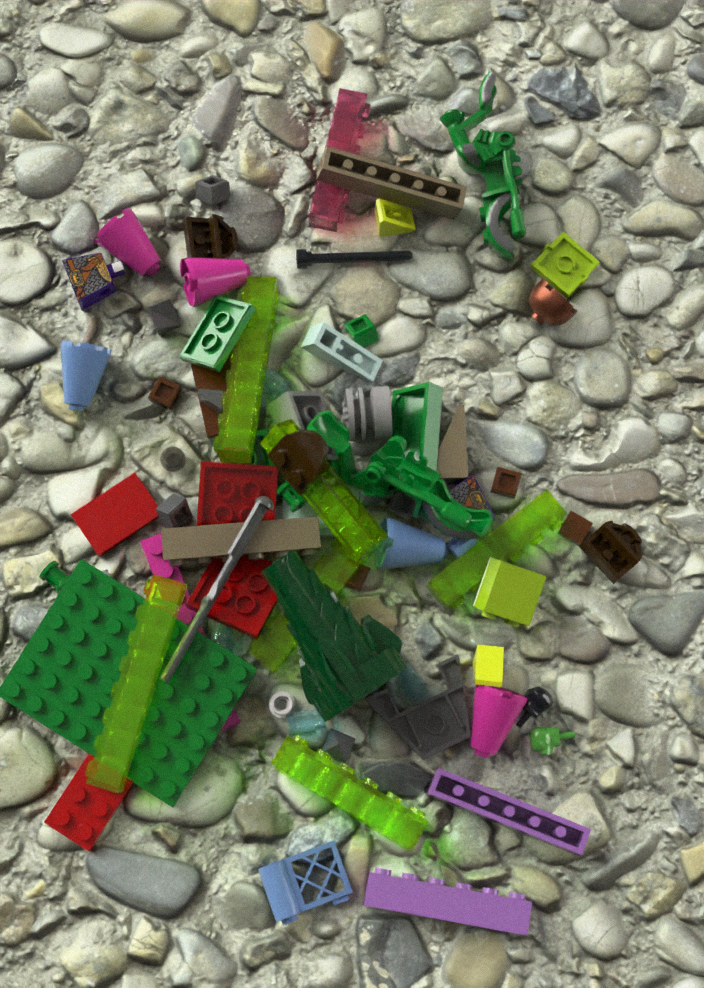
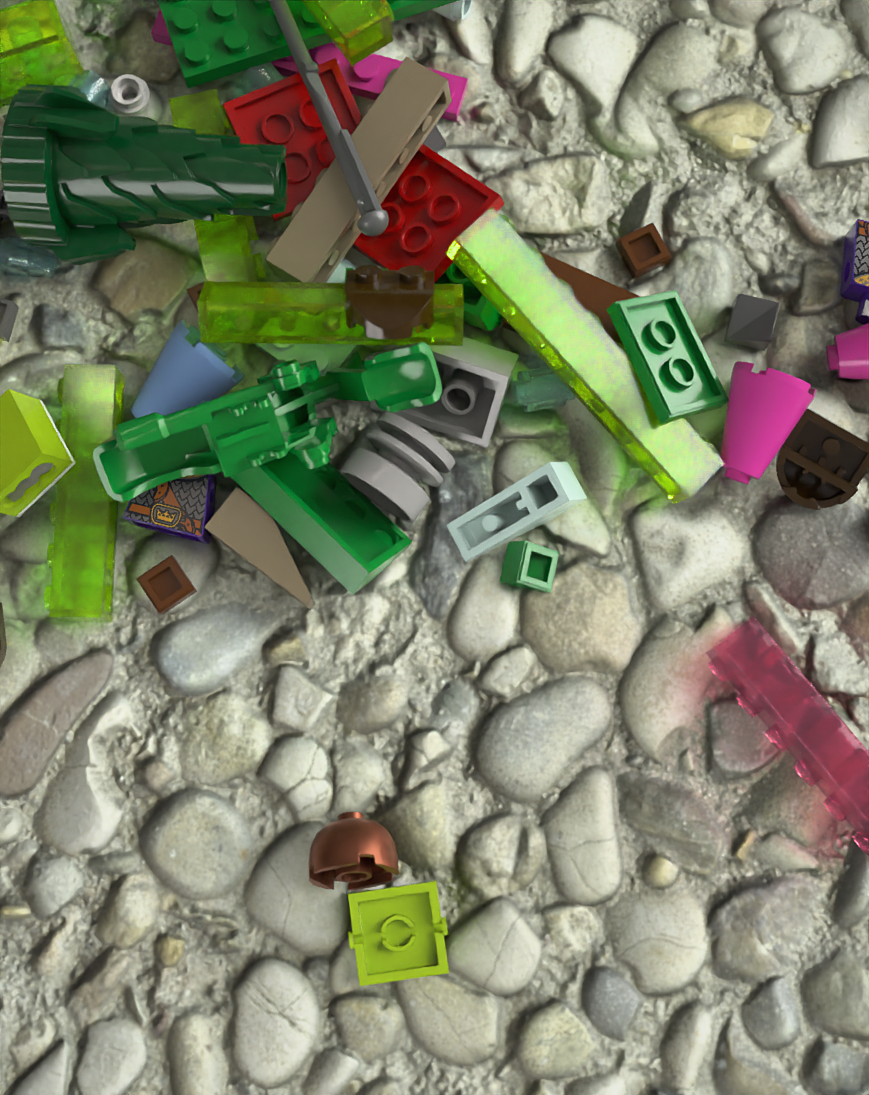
camera: 135 degrees right, 5 degrees up
(82, 372) = (752, 160): medium blue cone -> none
(116, 514) = (525, 80): red tile -> none
(173, 459) = (544, 194): clear smoke plate -> none
(174, 512) = (469, 141): dark grey slope -> none
(212, 399) = (582, 278): dark grey slope -> none
(305, 258) = (694, 571): black piece -> none
(391, 183) = (712, 768): dark tan brick -> none
(393, 218) = (661, 742): neon yellow slope -> none
(492, 158) = (642, 954): green piece -> none
(575, 528) = (30, 623): reddish brown tile -> none

